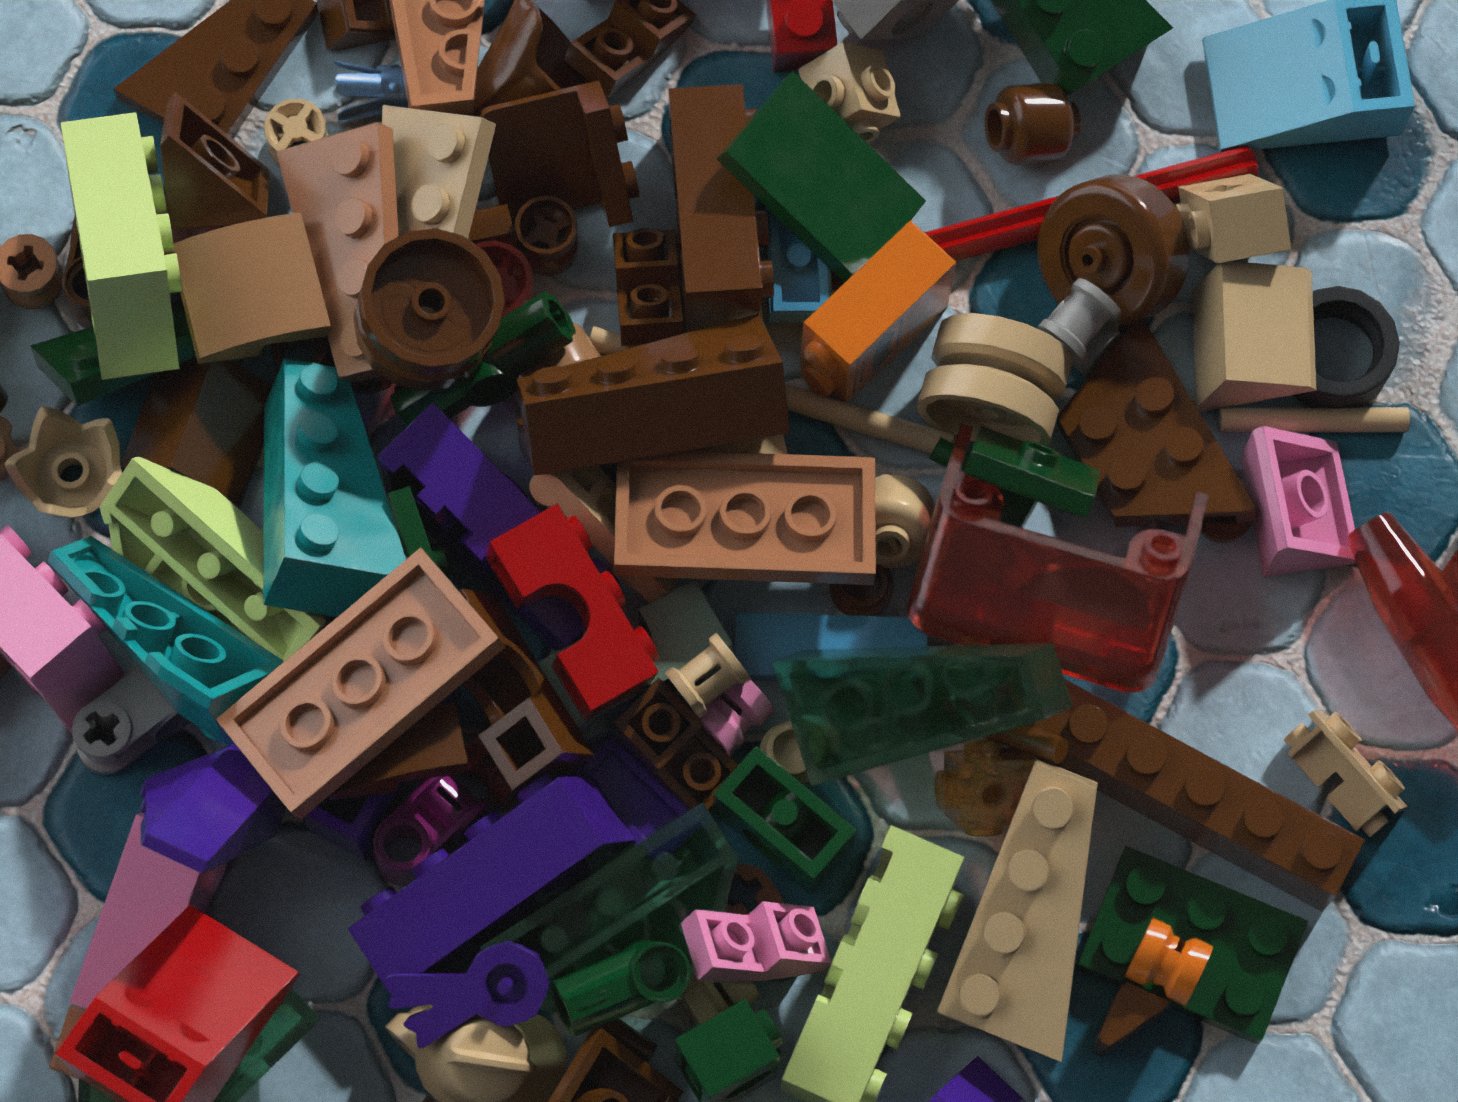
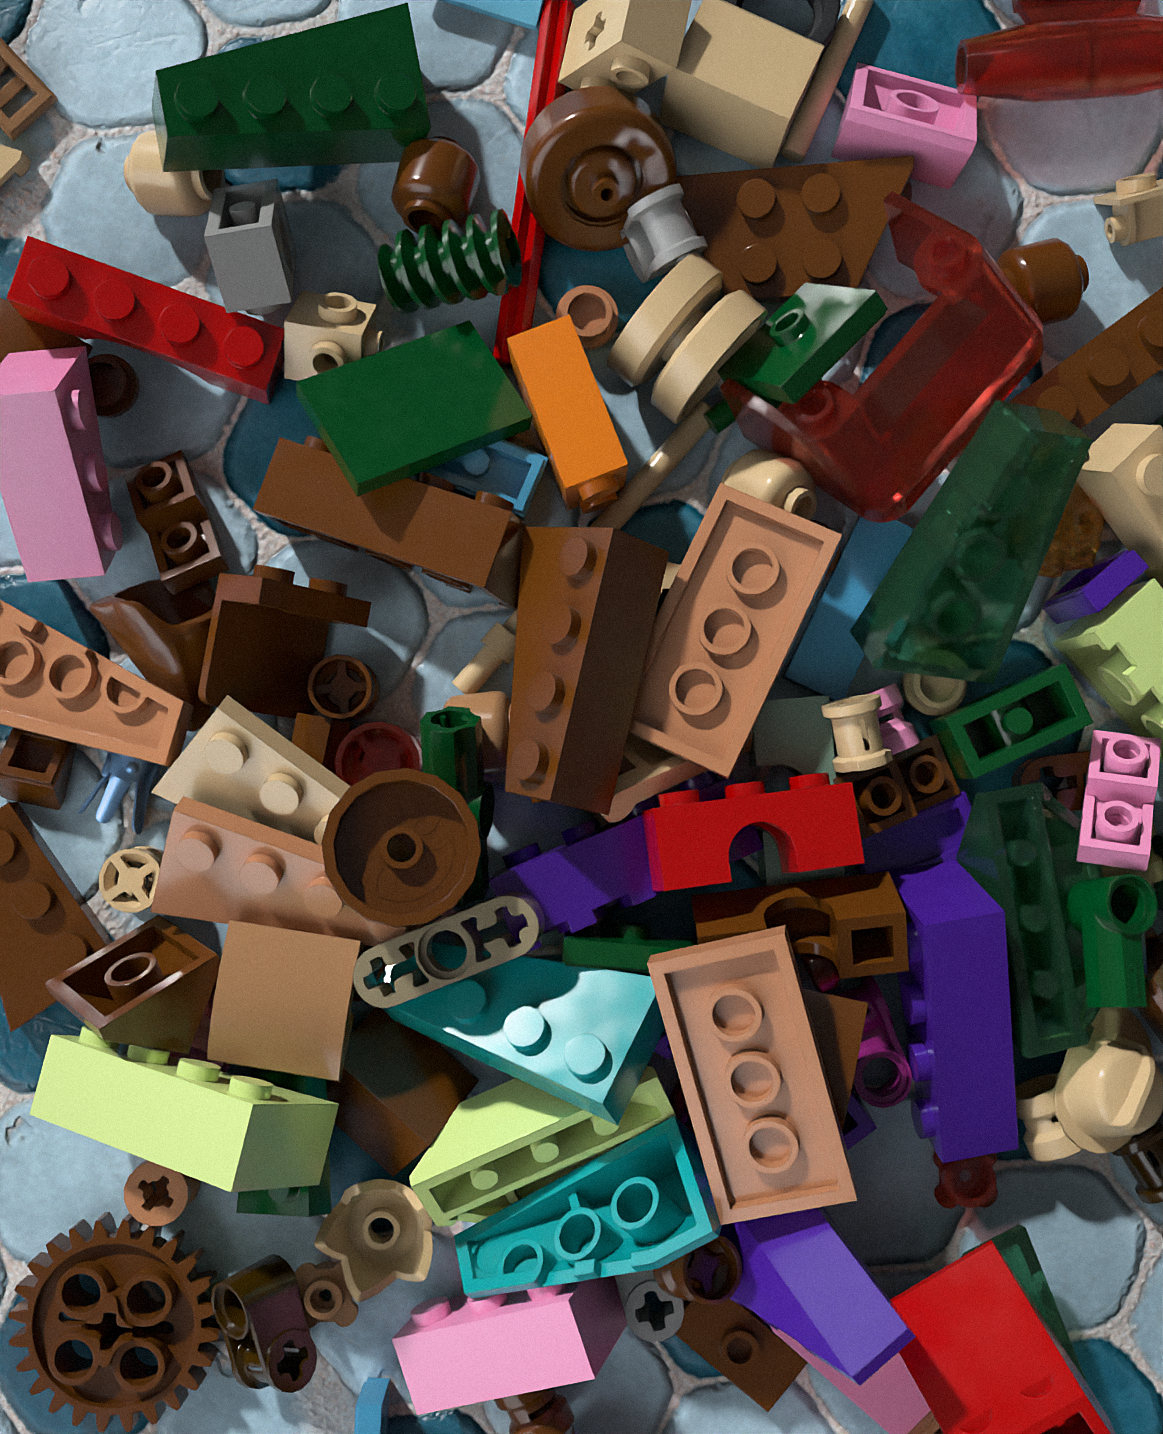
camera: 60 degrees left, 15 degrees up
(93, 837) = (741, 1349): none -> reddish brown plate
(173, 738) = (710, 1276): none -> reddish brown wheel
(345, 962) = (976, 1191): none -> clear red plate
(364, 418) = (398, 950): none -> dark tan beam
(501, 986) = (1076, 1057): dark purple piece -> none
(647, 286) = (437, 616): reddish brown slope -> none
(945, 830) = (1094, 587): none -> dark purple tile
(966, 160) = (453, 267): none -> dark green piece
(982, 295) = (592, 314): none -> nougat plate
(1204, 679) = (1047, 277): none -> reddish brown head

